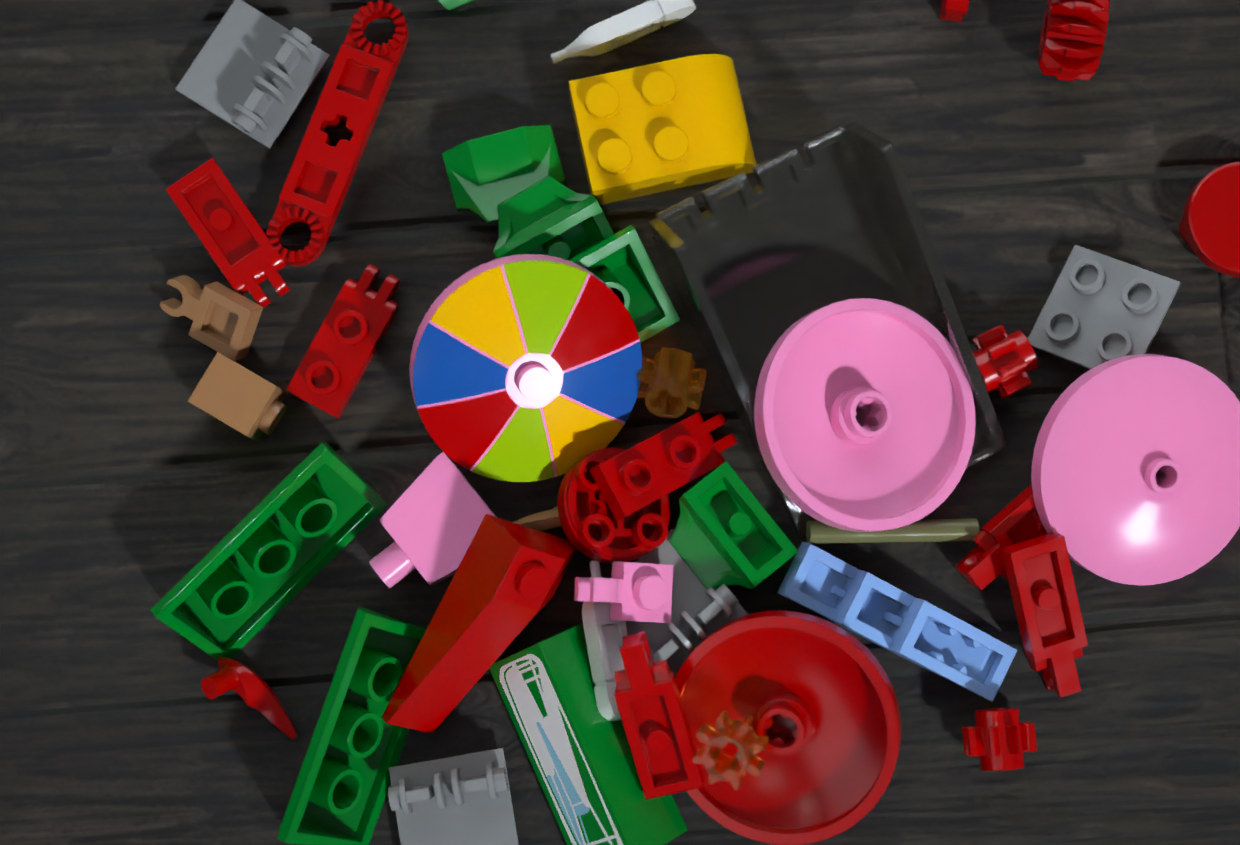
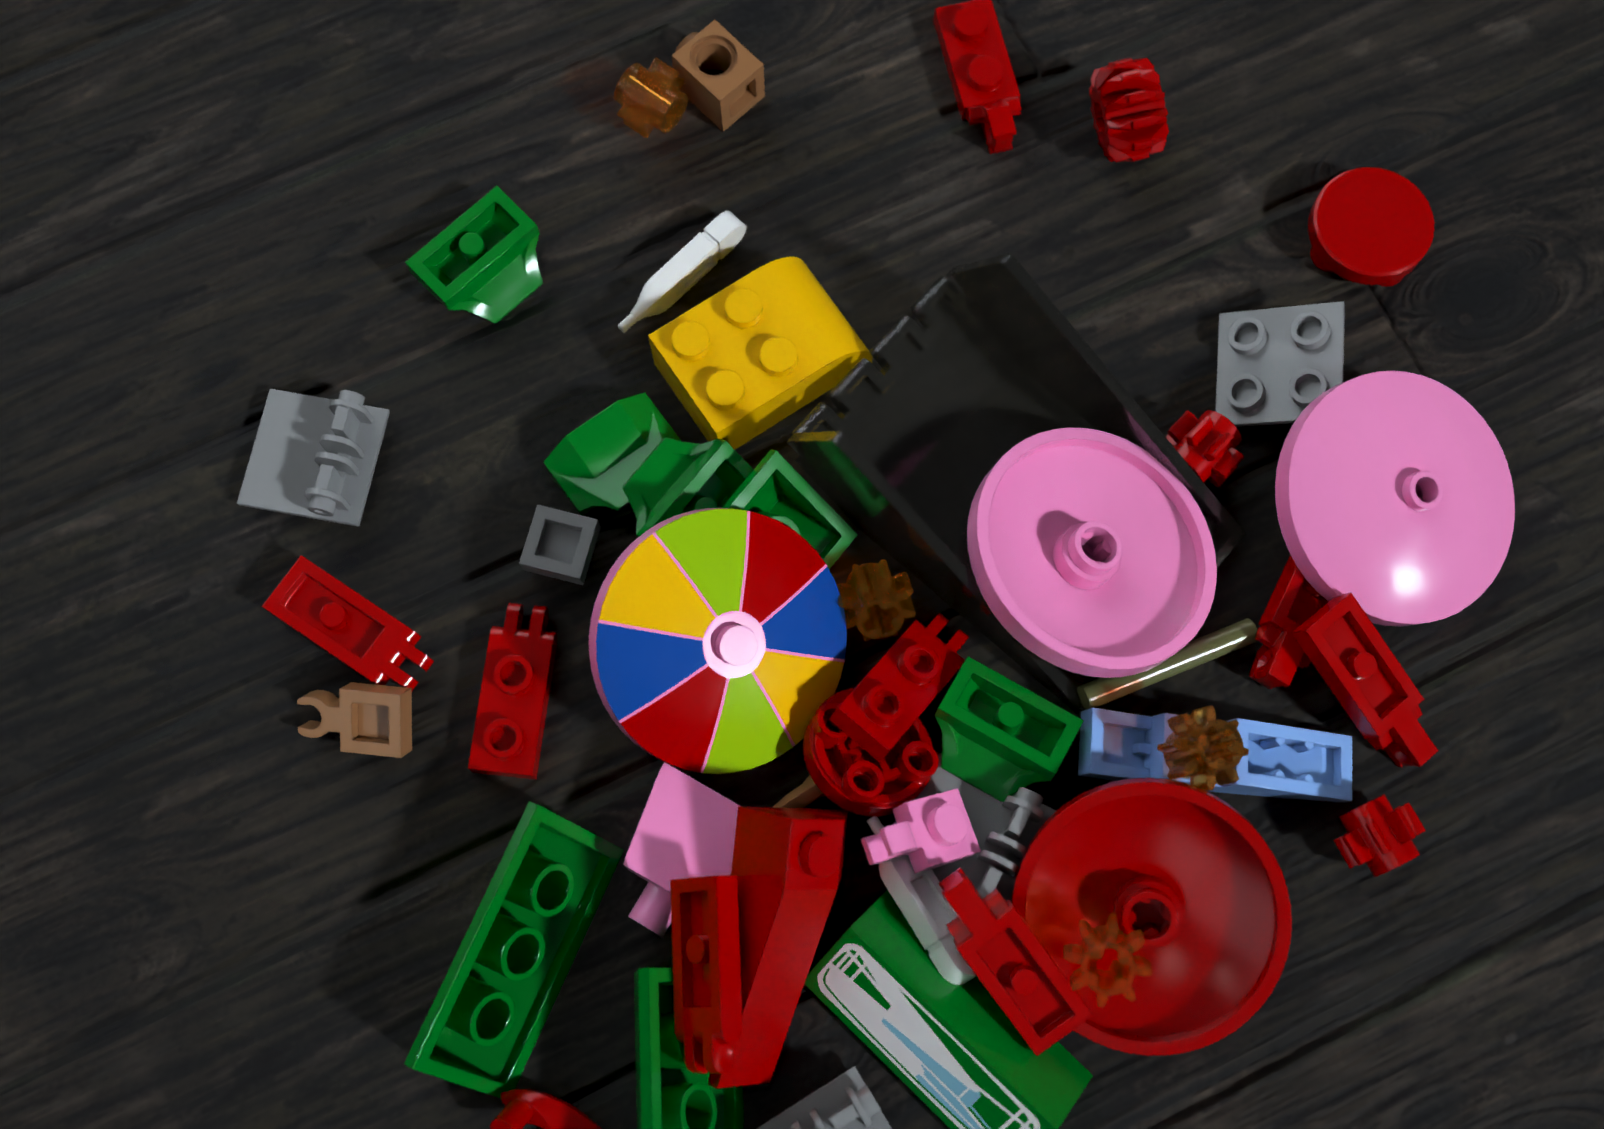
camera: 20 degrees left, 10 degrees down
(239, 398) = (420, 795): medium nougat brick -> none
(352, 94) = (426, 527): red piece -> none
(411, 631) = (706, 970): none -> red hinge
(429, 231) = (560, 544): none -> light grey plate
(895, 622) = (1203, 749): none -> clear orange gear

